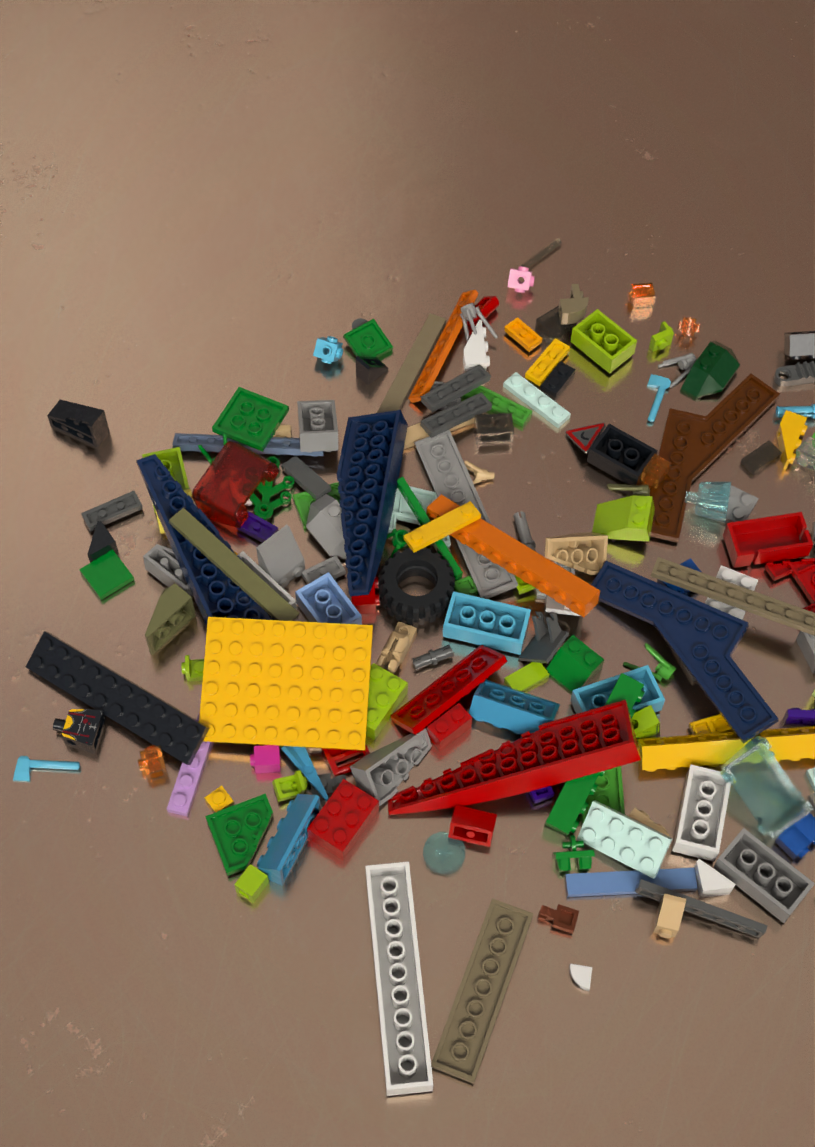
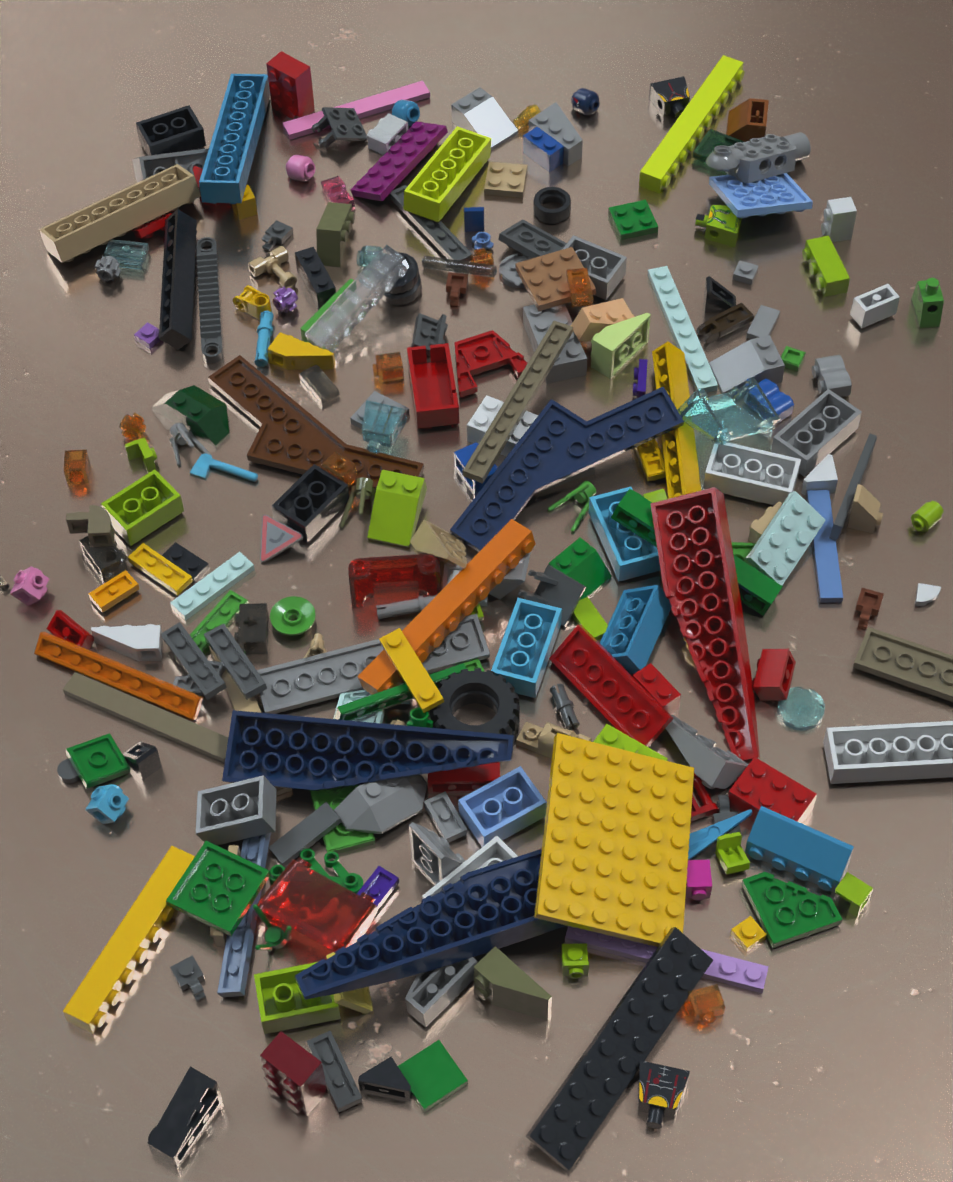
camera: 85 degrees left, 5 degrees down
(23, 766) = (708, 1164): medium azure piece -> none
(99, 475) = (293, 1074): none -> dark red brick
(191, 416) = (189, 976): none -> dark grey plate
(212, 374) = (127, 945): none -> yellow brick
(233, 566) = (460, 892): olive tile -> none
(469, 314) = (83, 634): light grey plant -> none
(511, 448) = (289, 609): none -> bright green dish
(547, 500) = (391, 572): none -> clear red windscreen
(563, 858) = (798, 588): green hips -> none
(674, 981) = (927, 516): none -> lime brick
(785, 503) = (388, 368): none -> clear orange brick
(794, 326) = (147, 335): none -> medium lavender plate

